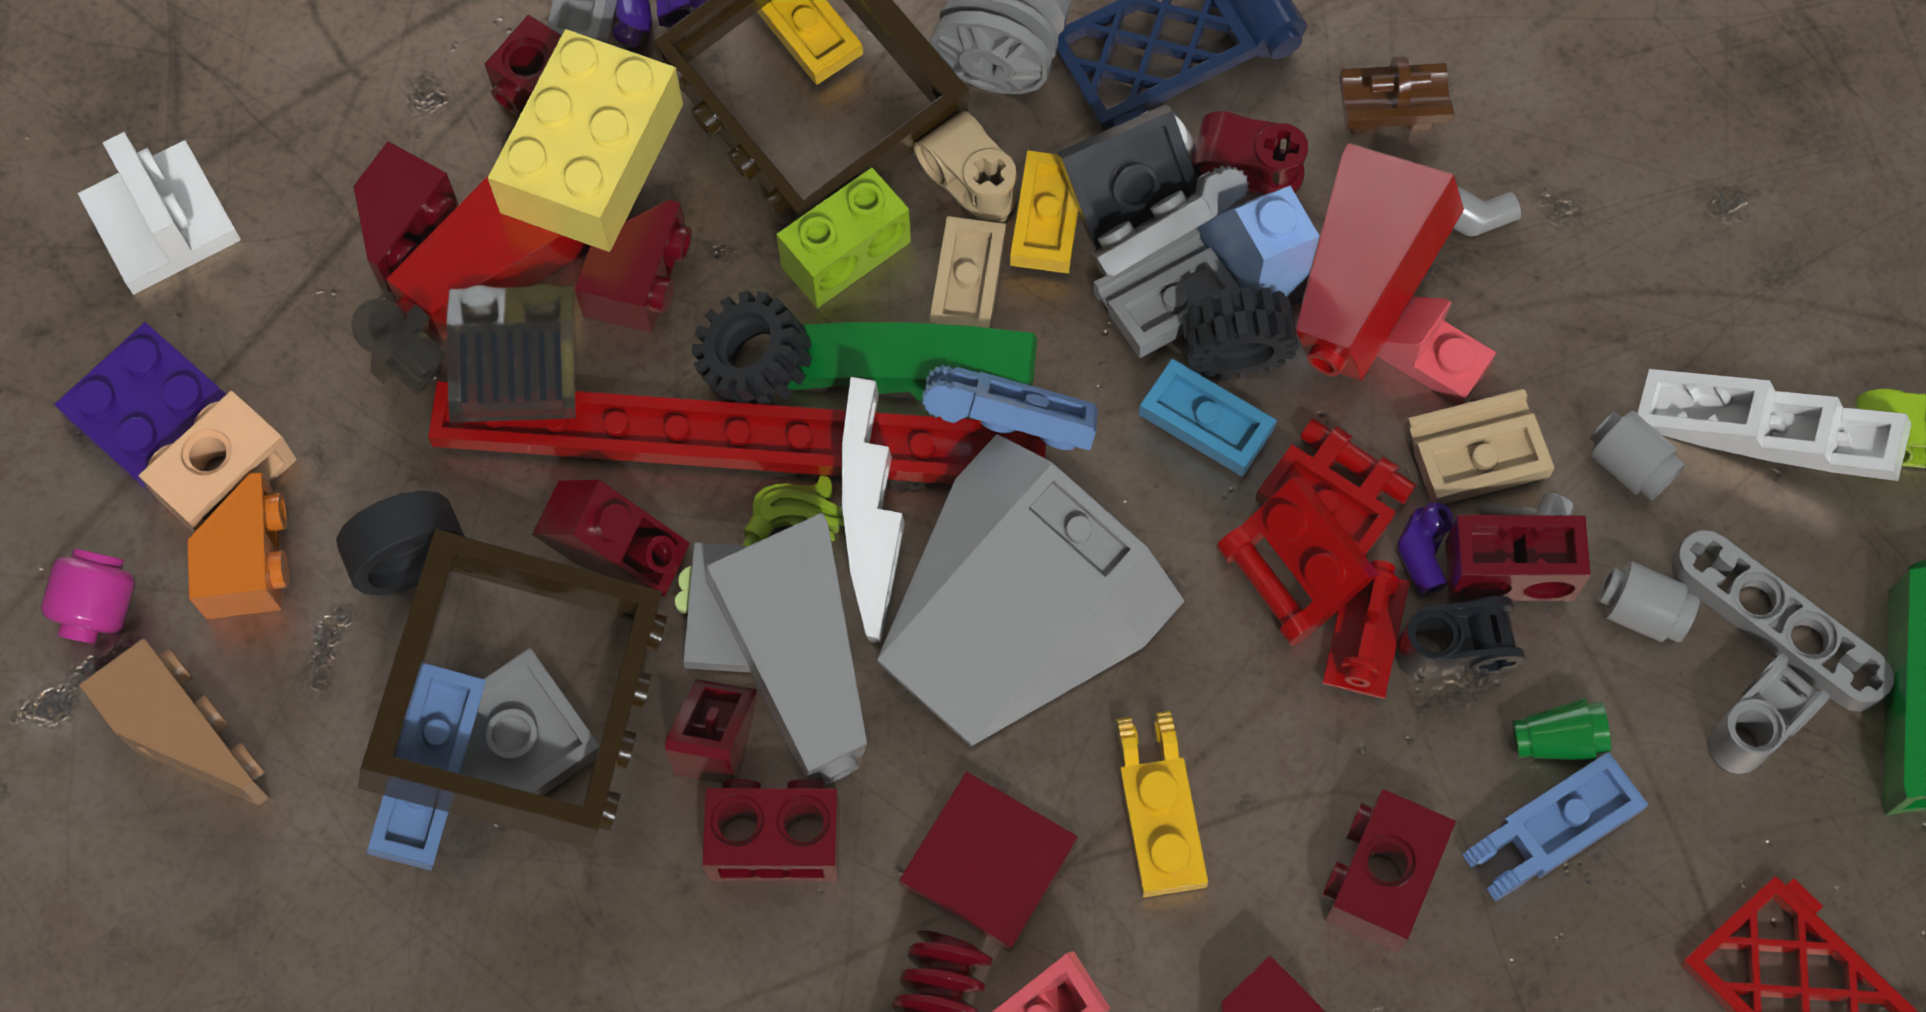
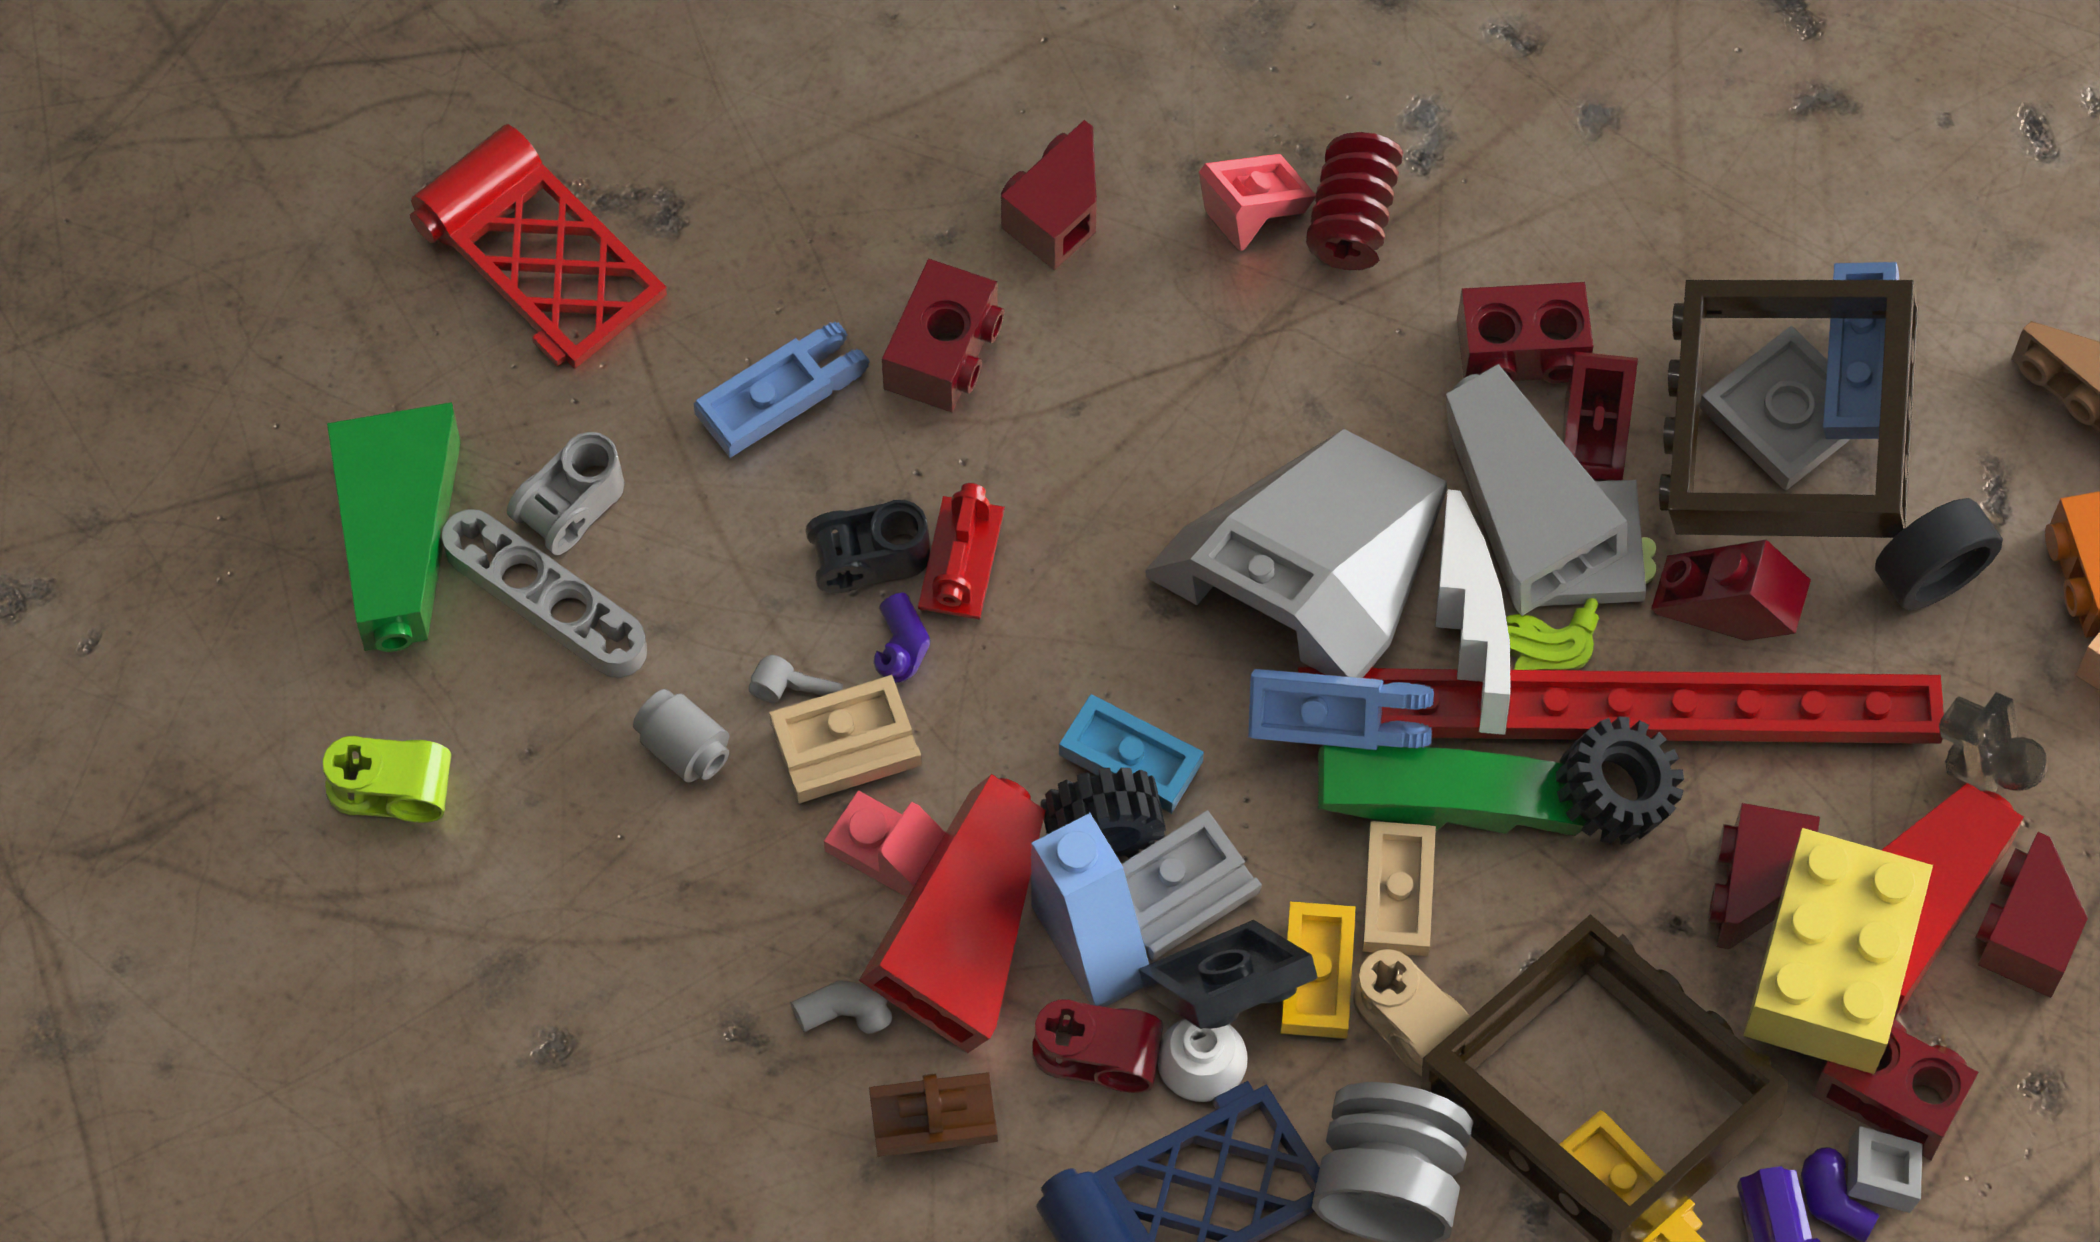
camera: 175 degrees right, 5 degrees down
(511, 353) = (1869, 741): clear smoke slope -> none
(844, 237) = (1538, 910): lime brick -> none
(988, 861) = (1317, 335): dark red tile -> none
(1160, 812) = (1157, 385): yellow hinge -> none
(1171, 220) = (1186, 924): light grey hinge -> none
(1313, 550) = (1034, 603): red plate -> none
(1353, 507) = (1003, 671): red plate -> none
(1517, 557) = (814, 609): dark red brick -> none
(1564, 732) = (768, 468): green cone -> none
(1648, 602) = (679, 592): light grey brick -> none
(1774, 425) = (538, 771): white slope -> none

